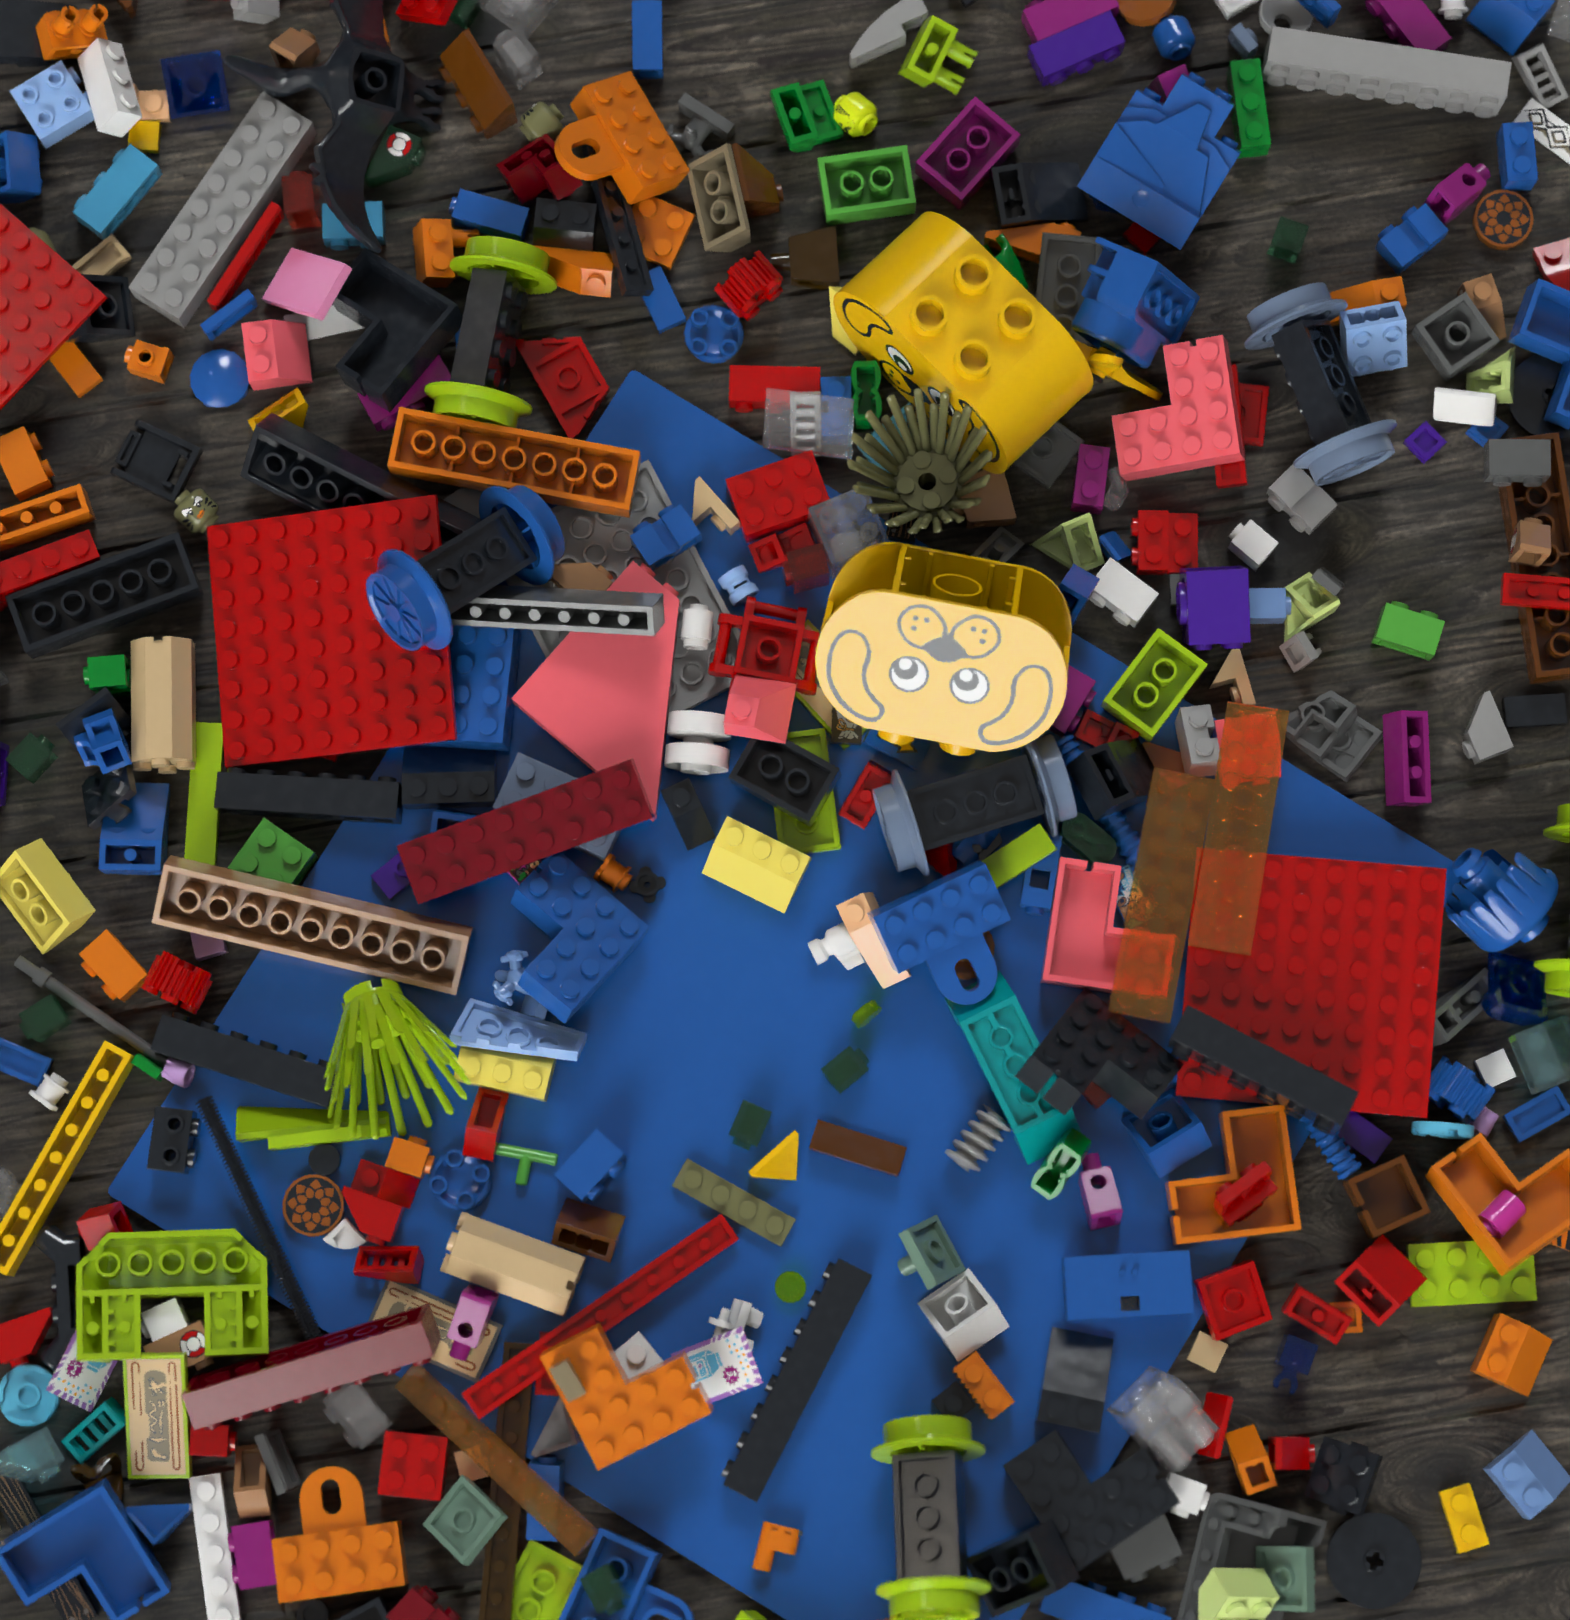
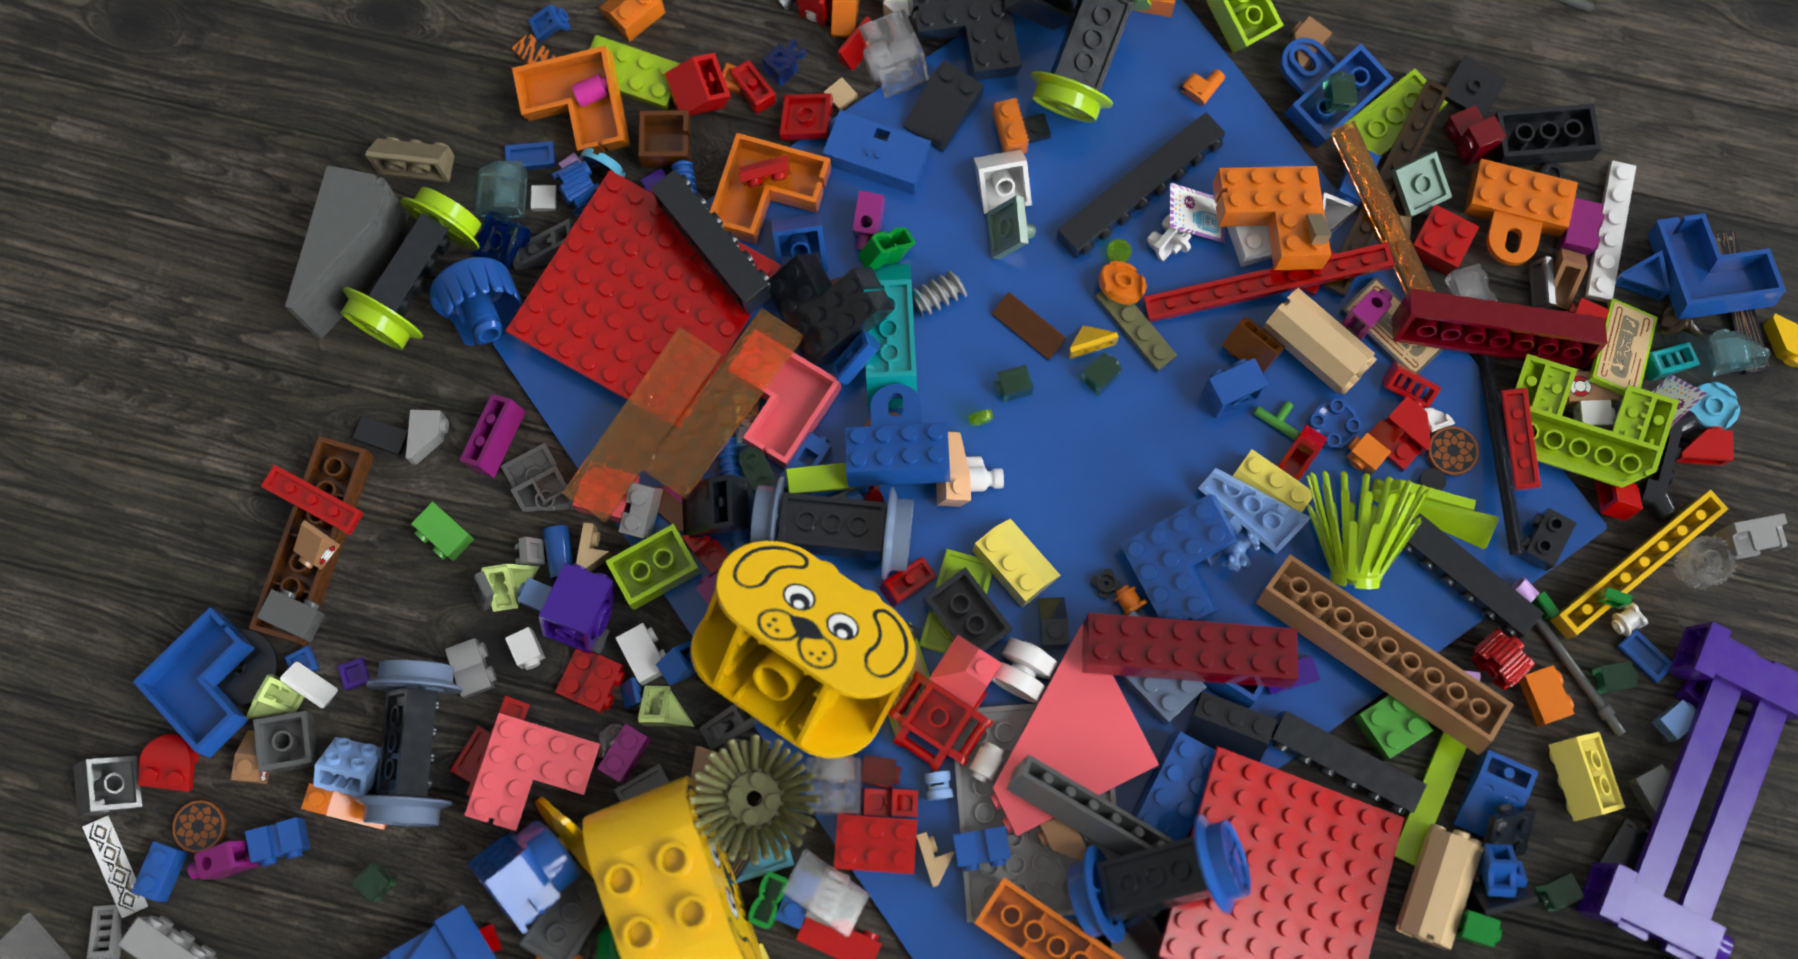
camera: 155 degrees left, 5 degrees down
(78, 1093) = (1614, 598): none -> green tile
(242, 1244) = (1520, 438): none -> red tile
(771, 1244) = (1122, 282): none -> orange tile
(1036, 1010) = (855, 357): none -> blue brick
(1268, 665) = (558, 549): none -> blue brick

